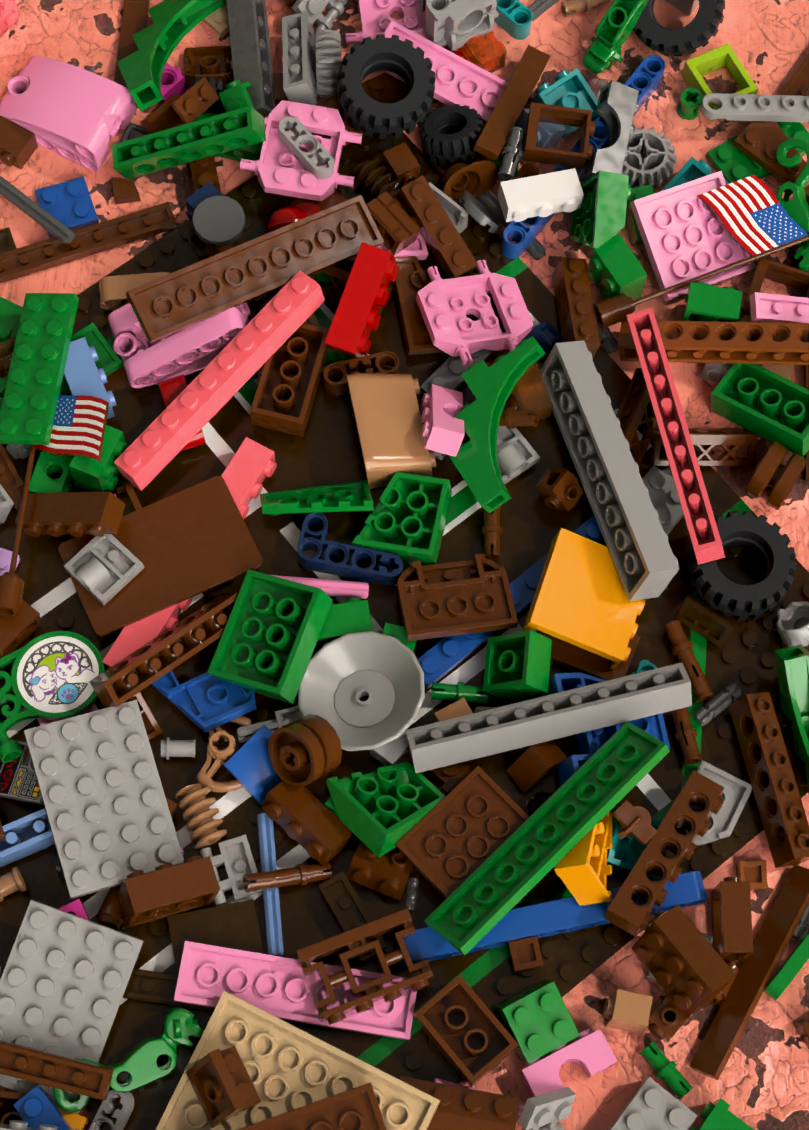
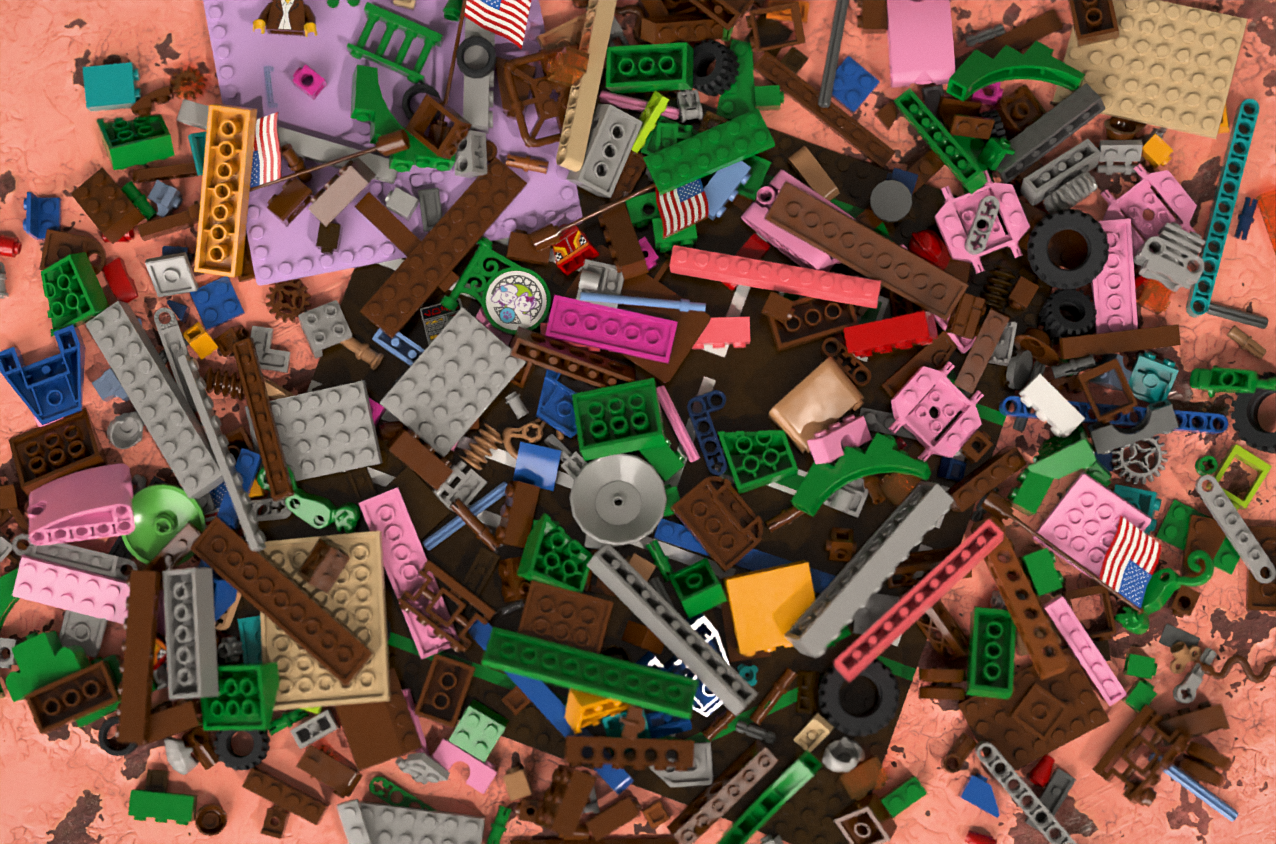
camera: 65 degrees right, 15 degrees up
(20, 284) = (768, 97): none -> green brick
(45, 575) = (573, 250): none -> red torso
(108, 55) = (984, 35): none -> dark grey axle
(161, 585) = (611, 329): none -> dark pink plate
(186, 494) = (683, 305): none -> medium blue bar
(257, 394) = (778, 307): none -> reddish brown brick
(305, 750) = (556, 487): reddish brown wheel -> none
(326, 498) = (739, 394): green wing -> none
(537, 297) = (982, 439): none -> reddish brown brick
(654, 791) = (665, 724): none -> blue slope
(755, 639) = (813, 732): none -> tan slope

